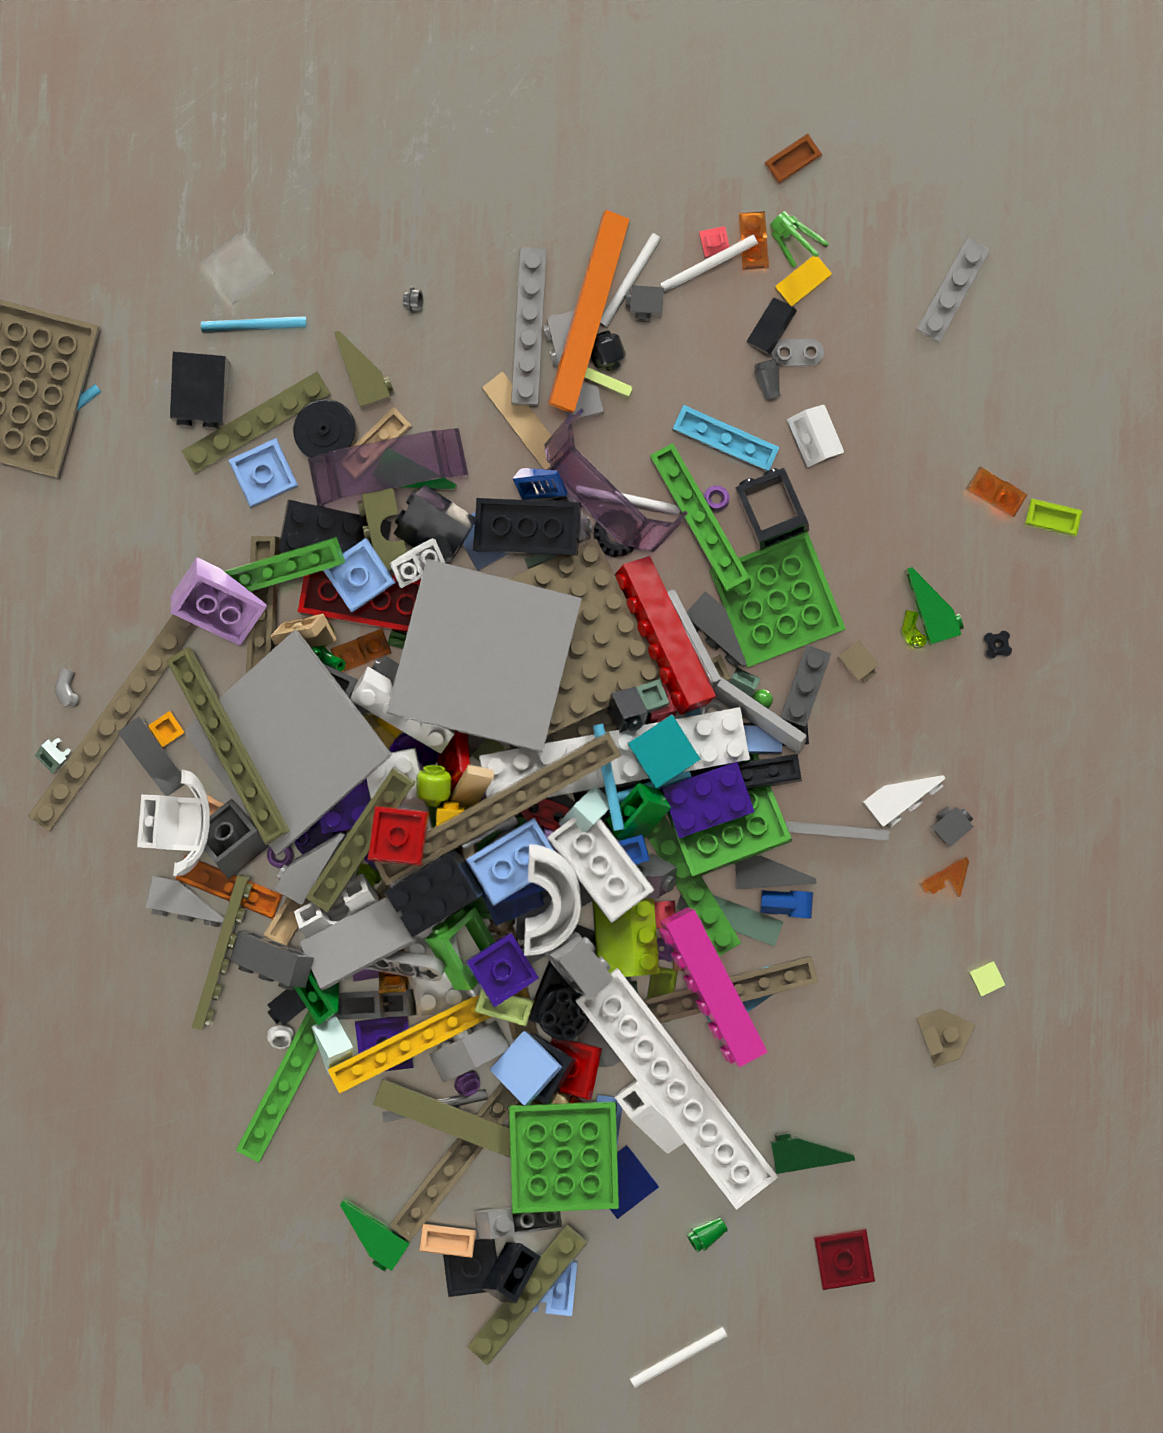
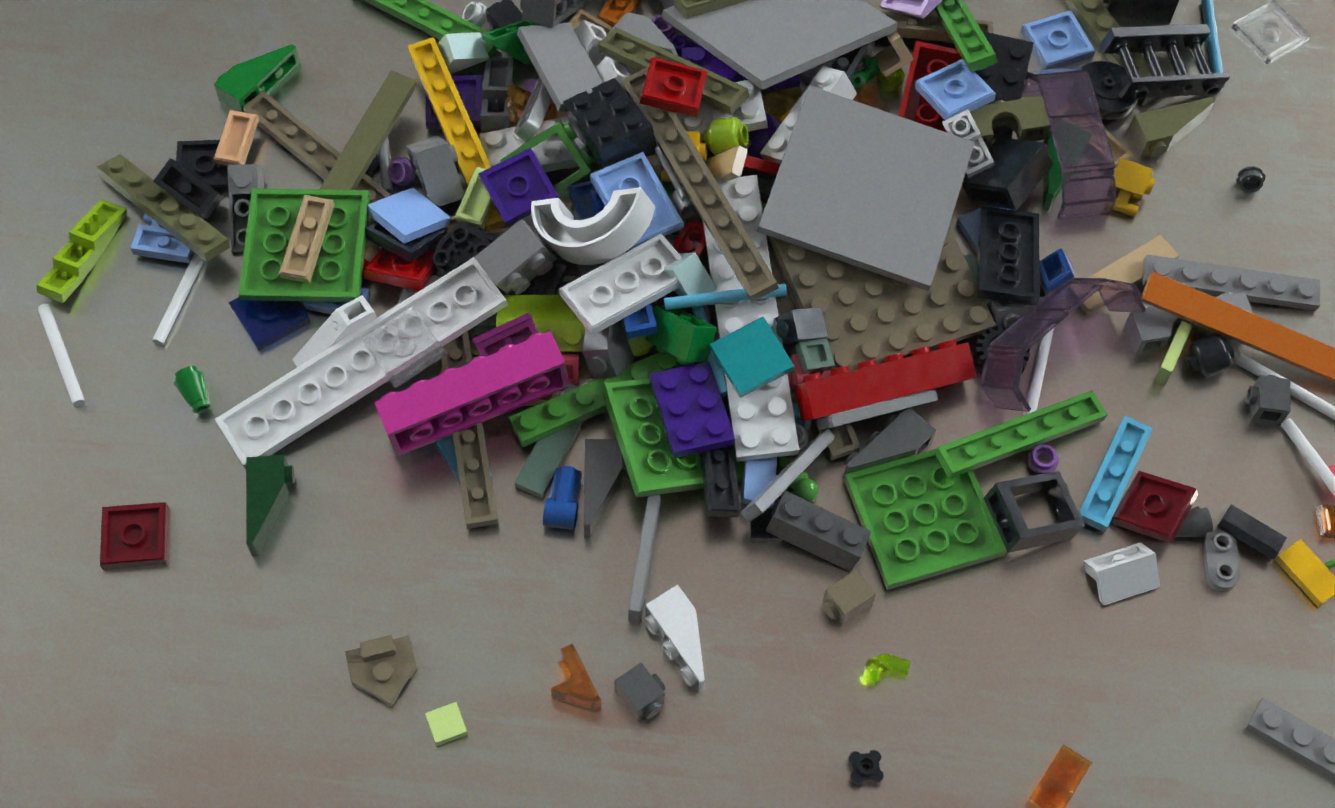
camera: 90 degrees right, 25 degrees down
(277, 393) = (1169, 40): none -> black fence
(430, 412) = (1131, 181): none -> yellow brick
(563, 1154) = (306, 239): none -> tan tile
(573, 1360) = (85, 246): none -> lime slope
(617, 1265) = (178, 300): none -> white bar
(657, 962) = (512, 332): none -> magenta hinge
(668, 1053) = (403, 347): none -> clear tile
(745, 681) = (826, 470): sand green tile -> none
(756, 406) = (1155, 506): none -> dark red tile
(935, 613) = (903, 692): green slope -> none

